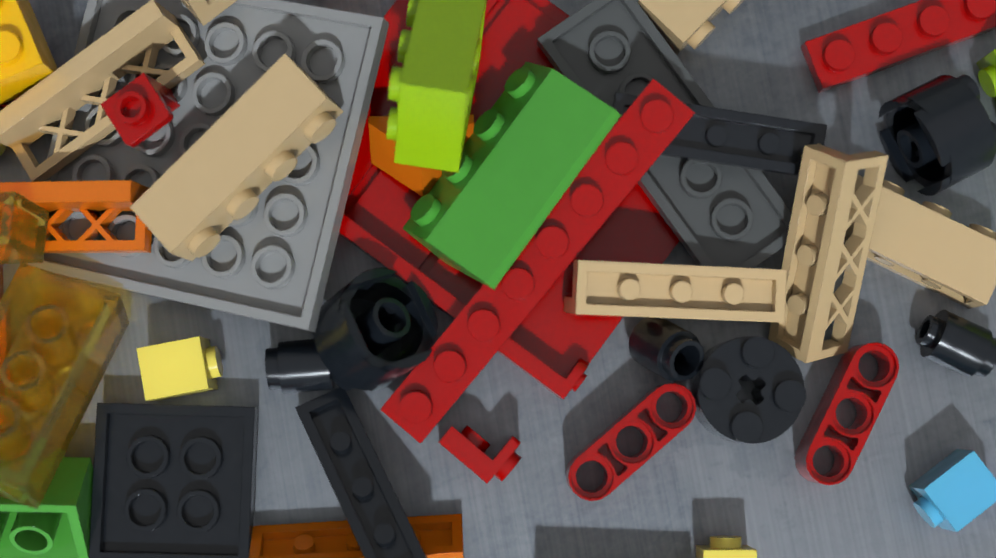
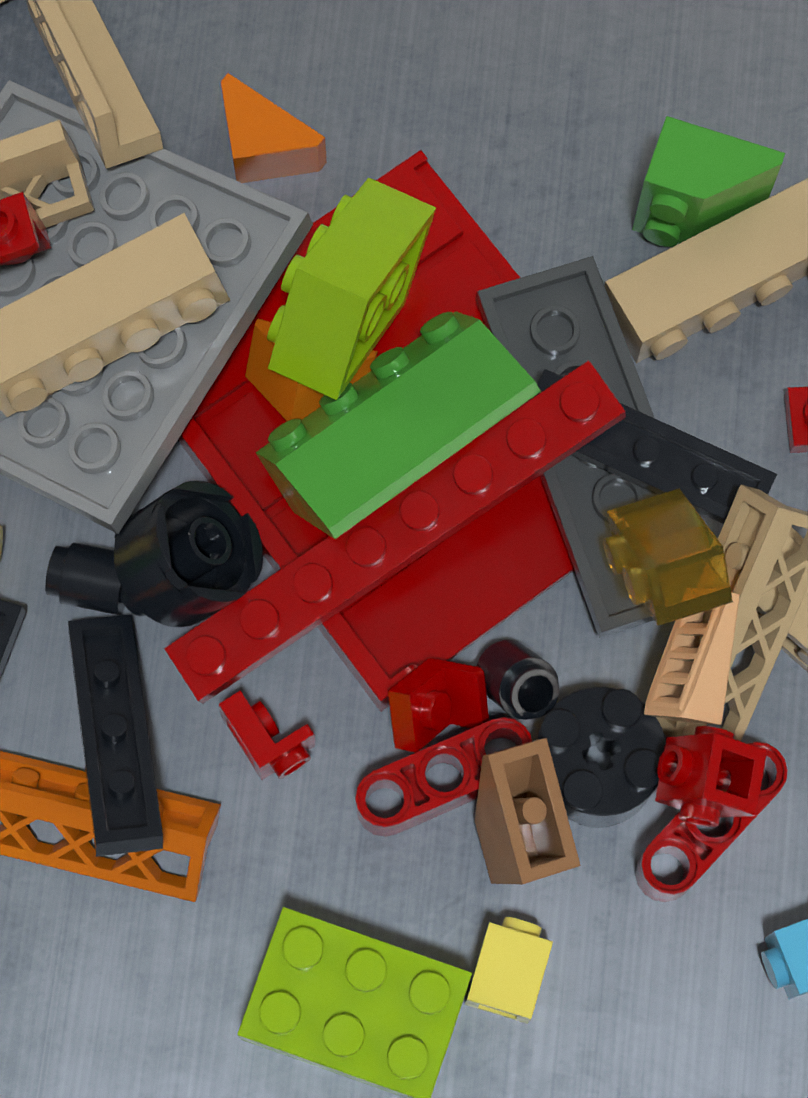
camera: 20 degrees right, 10 degrees down
(603, 382) = (433, 699): none -> red bracket
(677, 291) = (543, 614): tan fence -> none
(706, 461) = (523, 816): none -> medium nougat slope
(764, 224) = (667, 557): none -> clear yellow brick
(821, 326) = (693, 673): none -> light nougat slope
(847, 389) = (710, 776): none -> red brick

